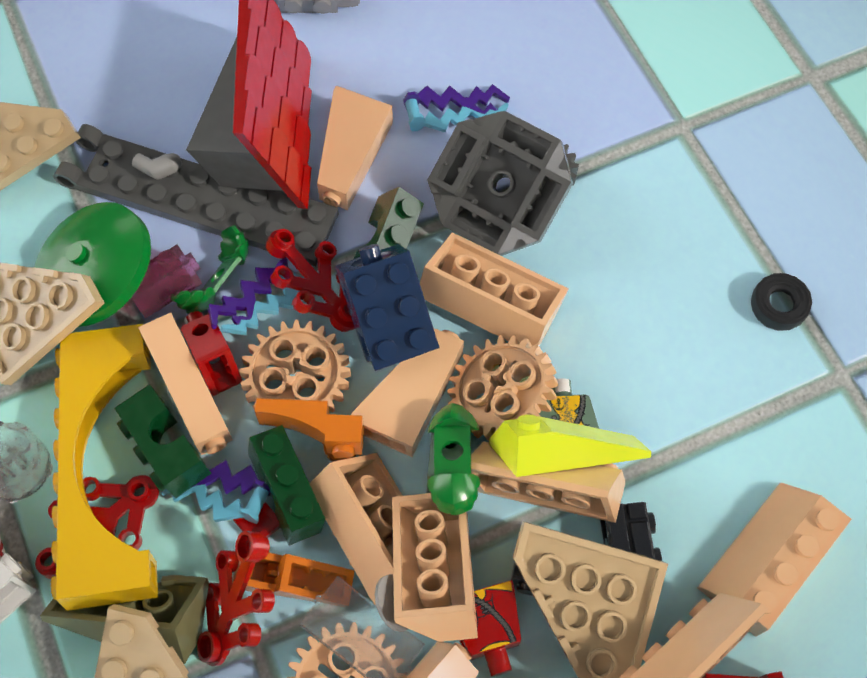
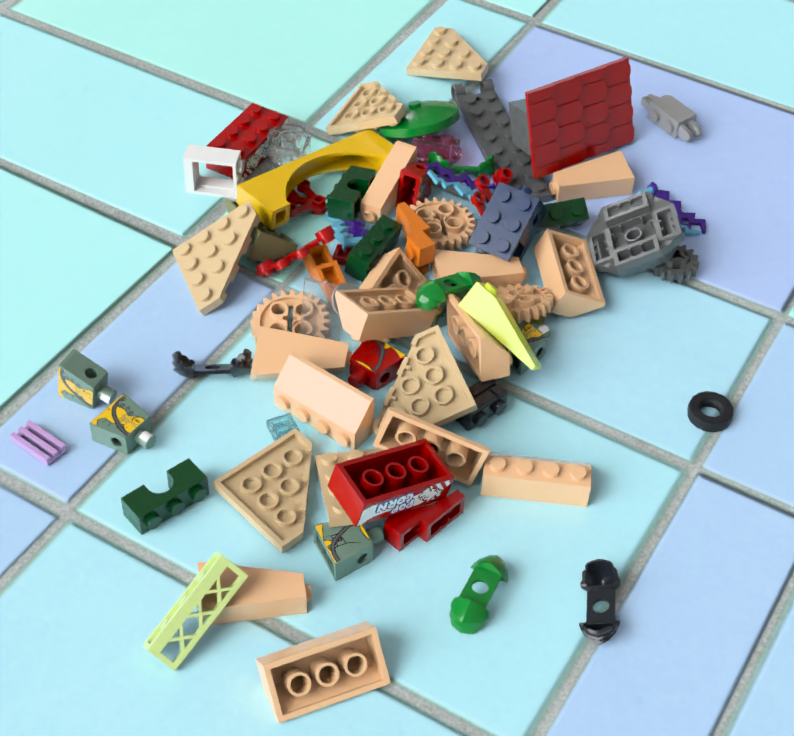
camera: 55 degrees right, 20 degrees down
(158, 167) = (497, 114): light grey arm -> none

